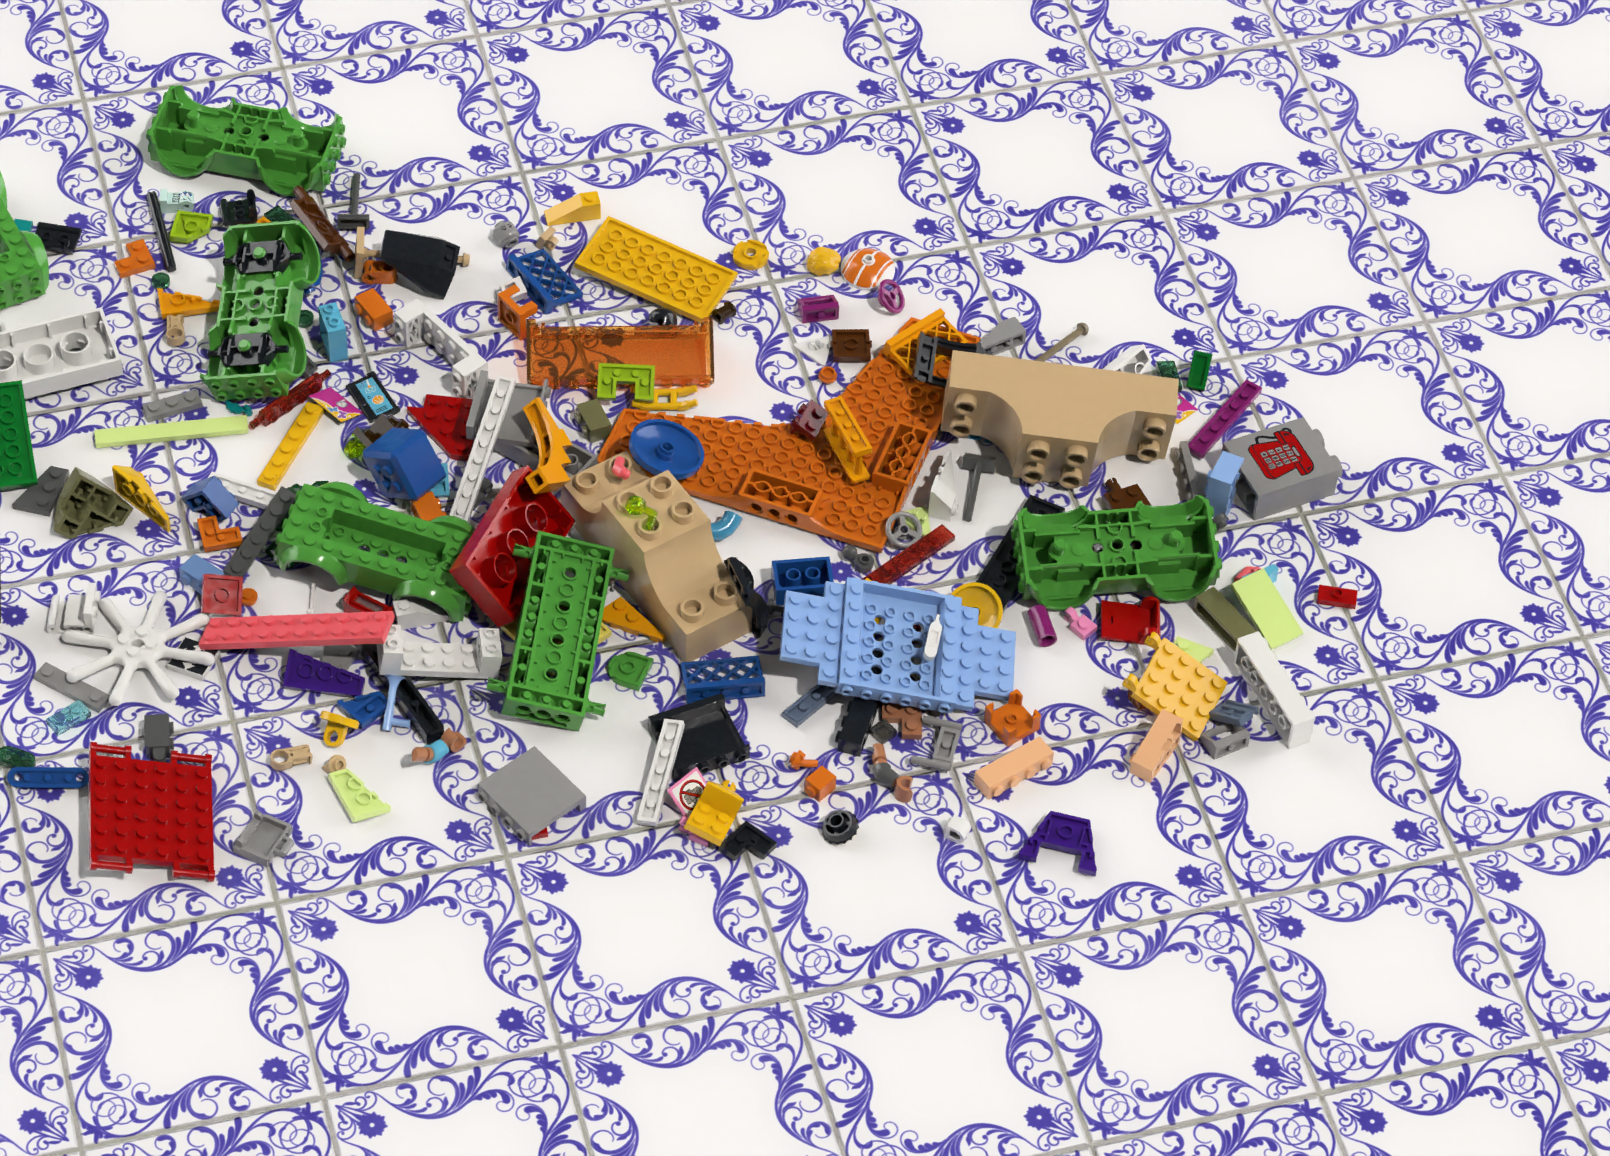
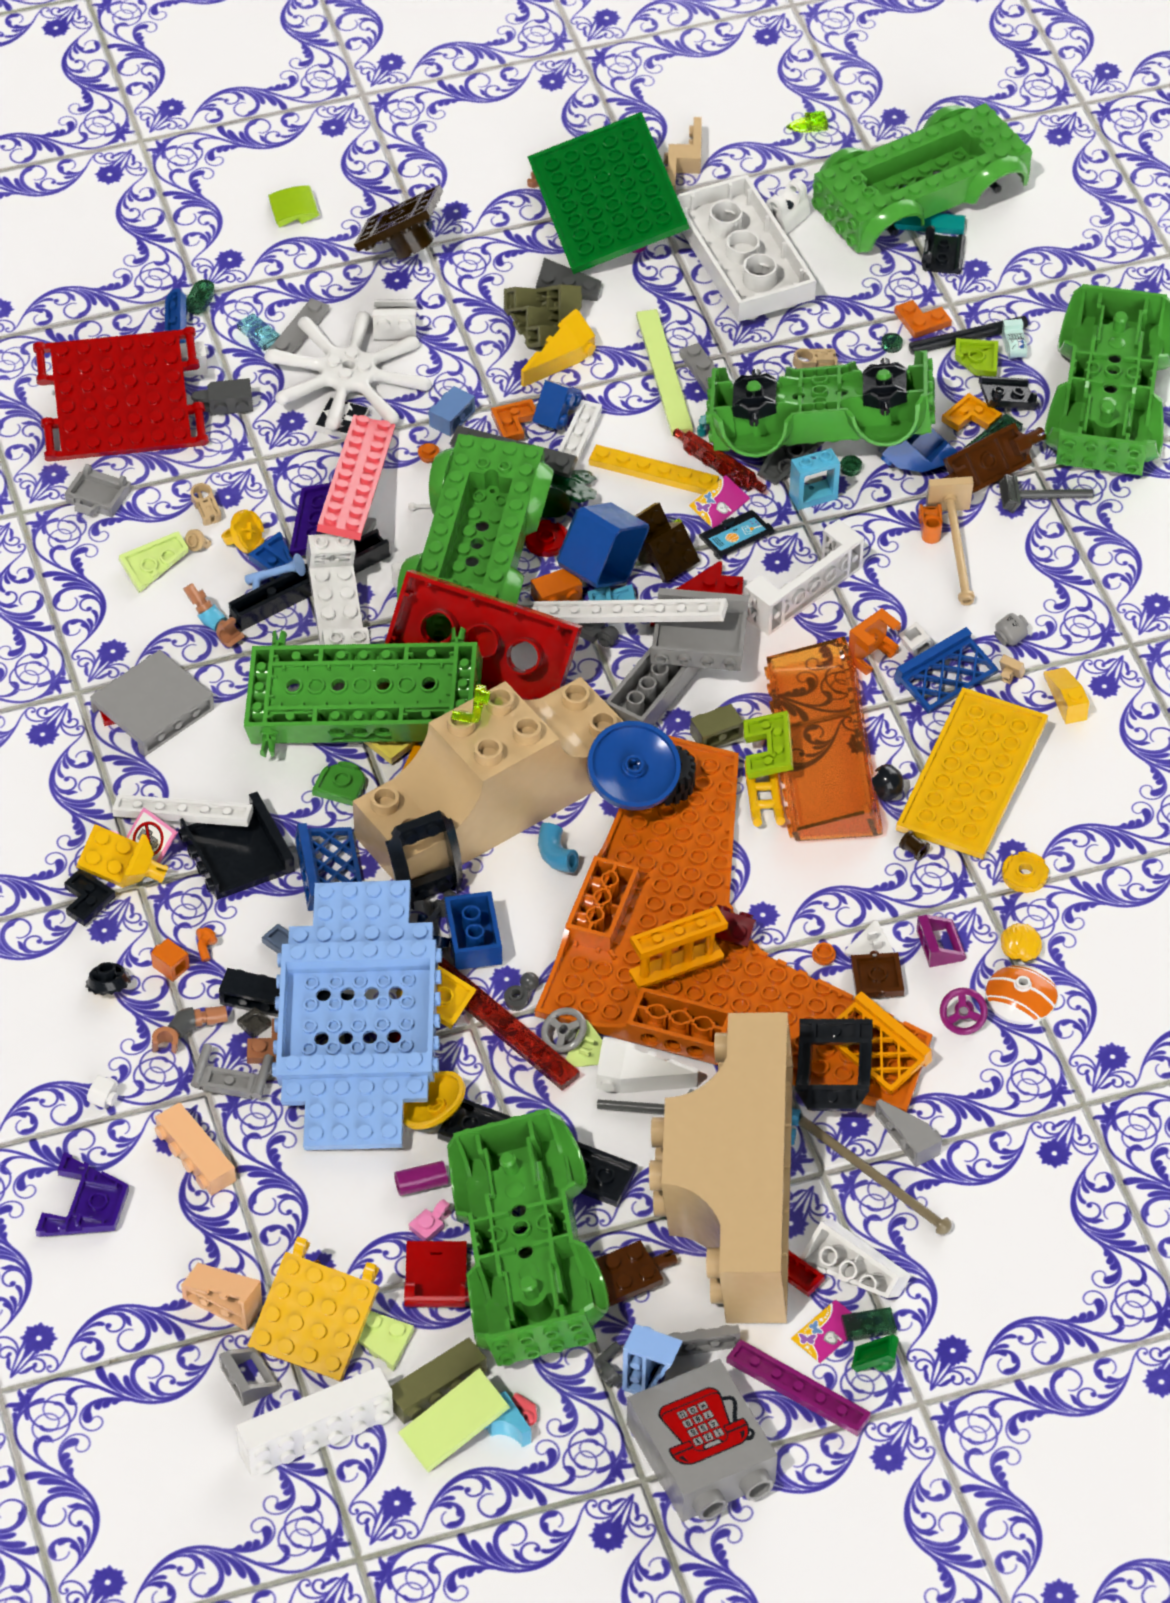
camera: 90 degrees right, 0 degrees up
(184, 304) = (854, 350): light orange wing -> none
(222, 595) = (418, 423): red plate -> none
(359, 602) = (412, 543): red window -> none
(373, 309) = (870, 518): orange brick -> none
(421, 259) = (948, 547): black wedge -> none
(551, 446) = (611, 664): light orange arch -> none
(620, 470) = (588, 714): coral arm -> none
(932, 639) = (362, 1041): white piece -> none
(1012, 720) = (271, 1148): orange panel -> none
(1233, 713) = (281, 1379): sand blue plate -> none
(1337, 596) = (494, 1514): red plate -> none

